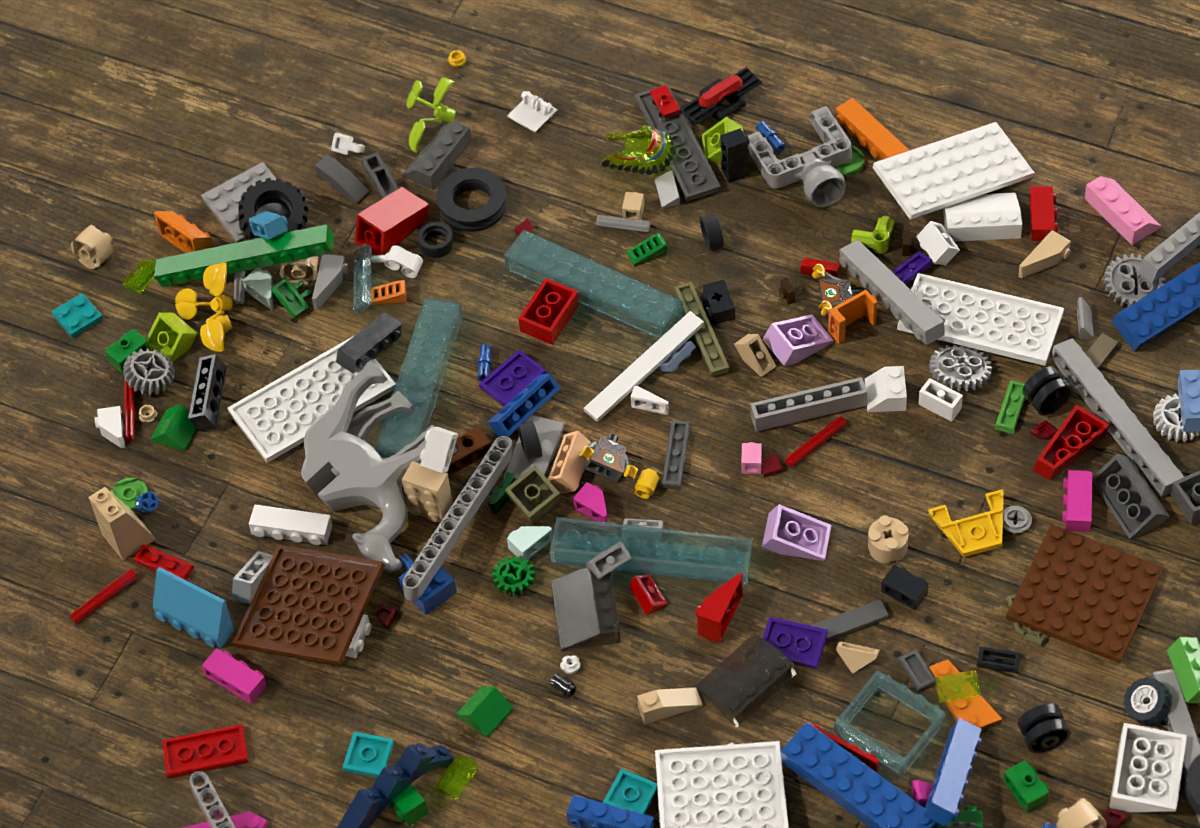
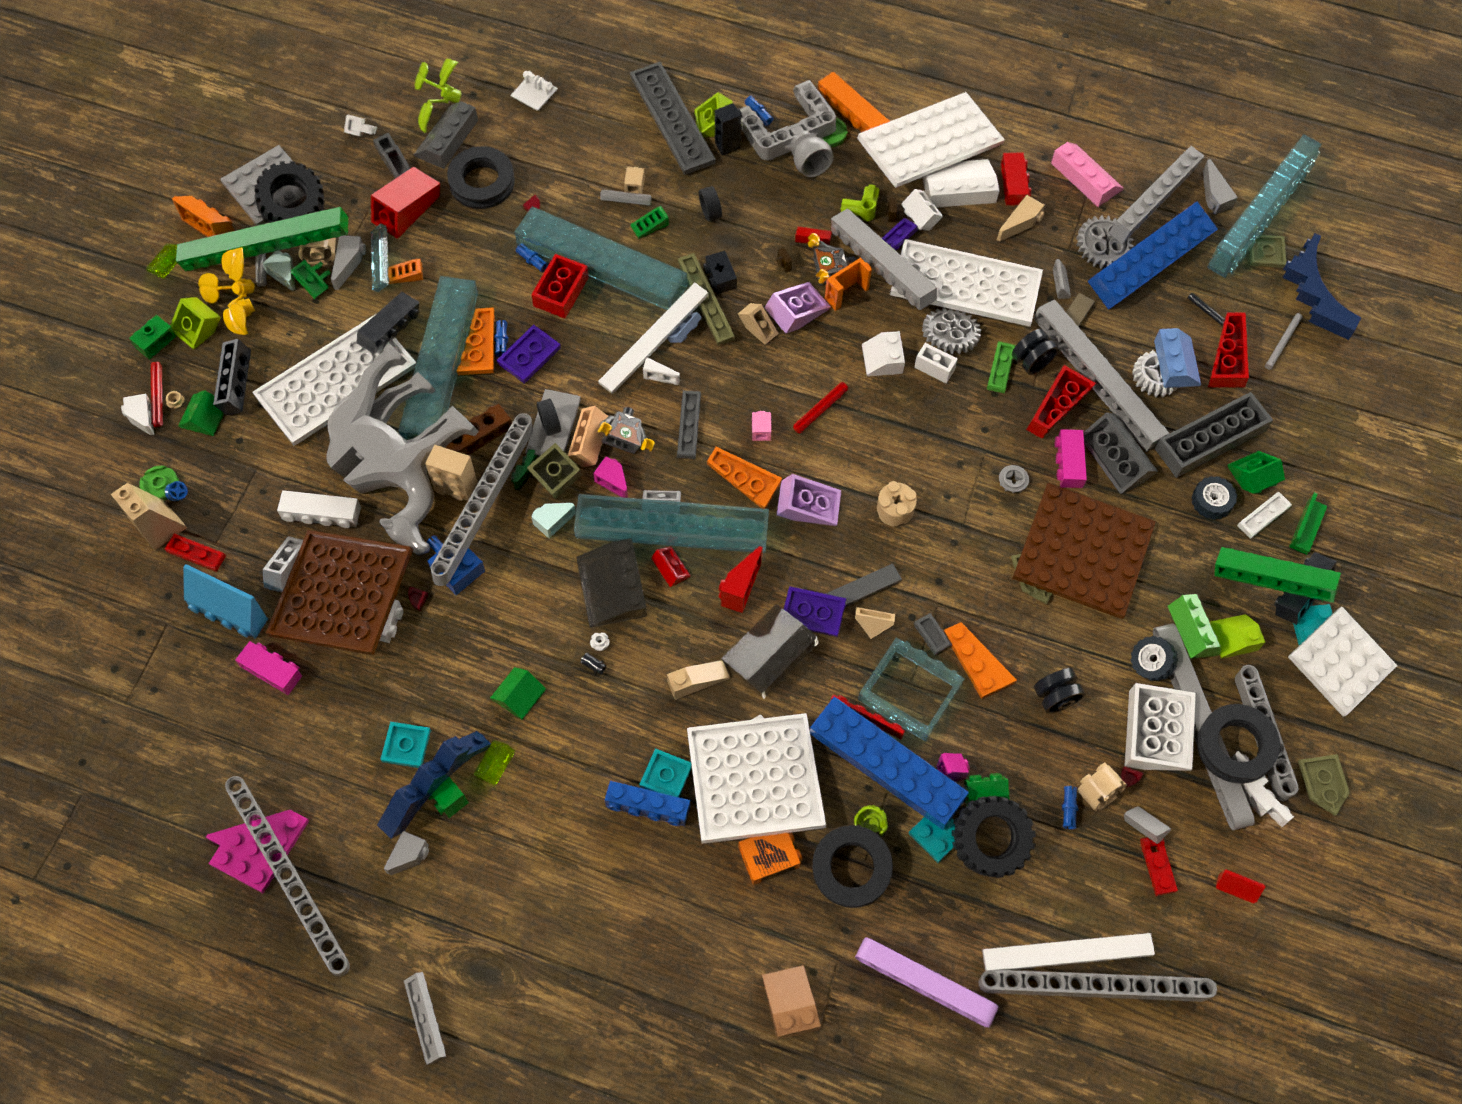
camera: 10 degrees left, 10 degrees up
(77, 315) = (102, 302): teal plate -> none
(92, 247) = (114, 233): tan brick -> none
(103, 596) = (135, 589): red axle -> none
(159, 376) = (173, 357): light grey gear -> none
(205, 751) = (243, 747): red tile -> none
(268, 225) = (283, 208): dark azure brick -> none
(341, 179) = (355, 160): dark grey slope -> none
(399, 258) = (413, 236): white beam -> none
(437, 250) = (445, 207): black tyre -> none
(438, 449) = (459, 433): white brick -> none
(457, 58) = (460, 41): yellow plate -> none
(462, 368) = (479, 348): none -> orange wing
(515, 575) = (533, 559): green gear -> none
(520, 282) = (531, 257): none -> blue pin
(523, 405) = (540, 380): blue brick -> none
(609, 560) = (632, 536): light grey slope -> none
(644, 151) = (642, 127): clear neon green piece -> none
(646, 483) = (662, 455): yellow brick -> none
(665, 101) = (658, 78): red plate -> none
(667, 190) = (665, 164): light grey slope -> none
(718, 91) = (708, 67): black piece -> none
(733, 509) = (746, 477): none -> orange wing
(771, 466) = (780, 433): dark red tile -> none
(808, 404) = (812, 371): light grey brick -> none
(904, 587) = (915, 550): black brick -> none
(952, 772) = (977, 742): brick -> none
(957, 686) = (973, 650): clear neon green slope -> none
(977, 532) = (978, 493): yellow wing -> none
(998, 663) = (1004, 626): black tile -> none
(1026, 786) = (1045, 748): green brick -> none
(1043, 431) = (1033, 390): dark red tile -> none

